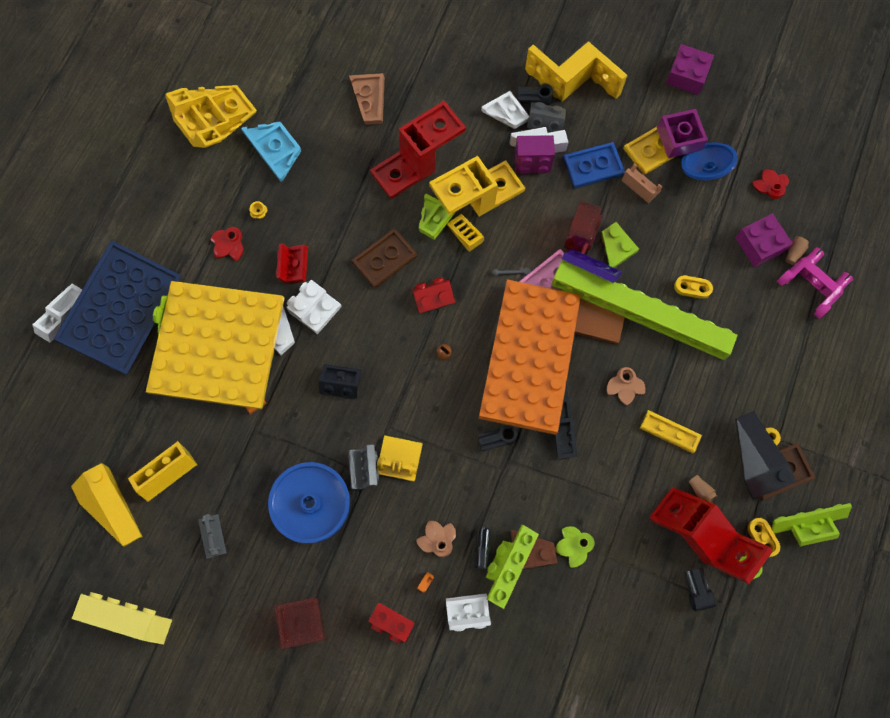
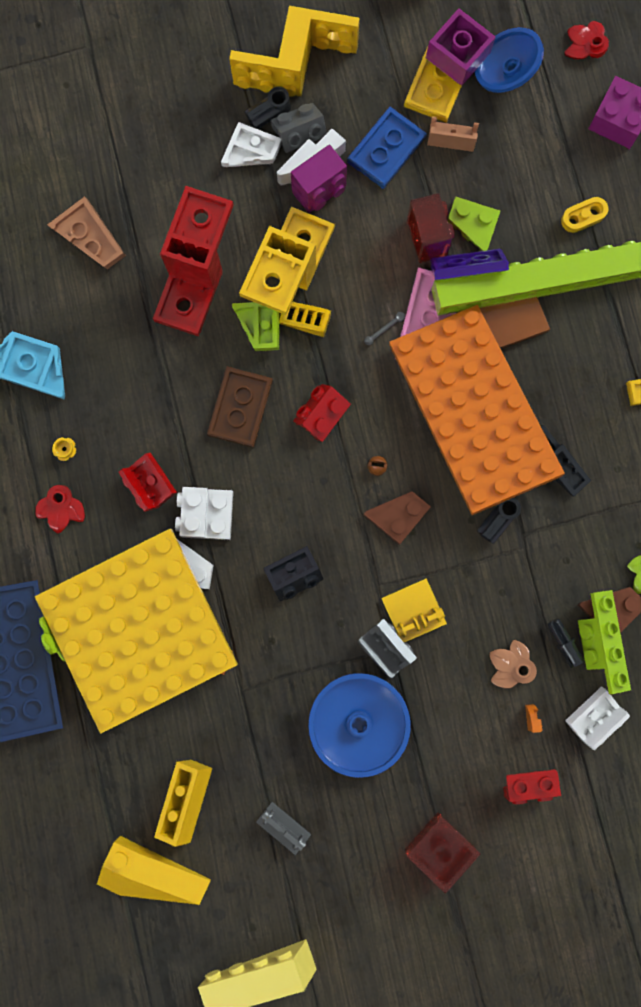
camera: 30 degrees left, 10 degrees up
(434, 392) = (398, 515): none -> copper wing
(625, 388) = (591, 373): nougat plate -> none

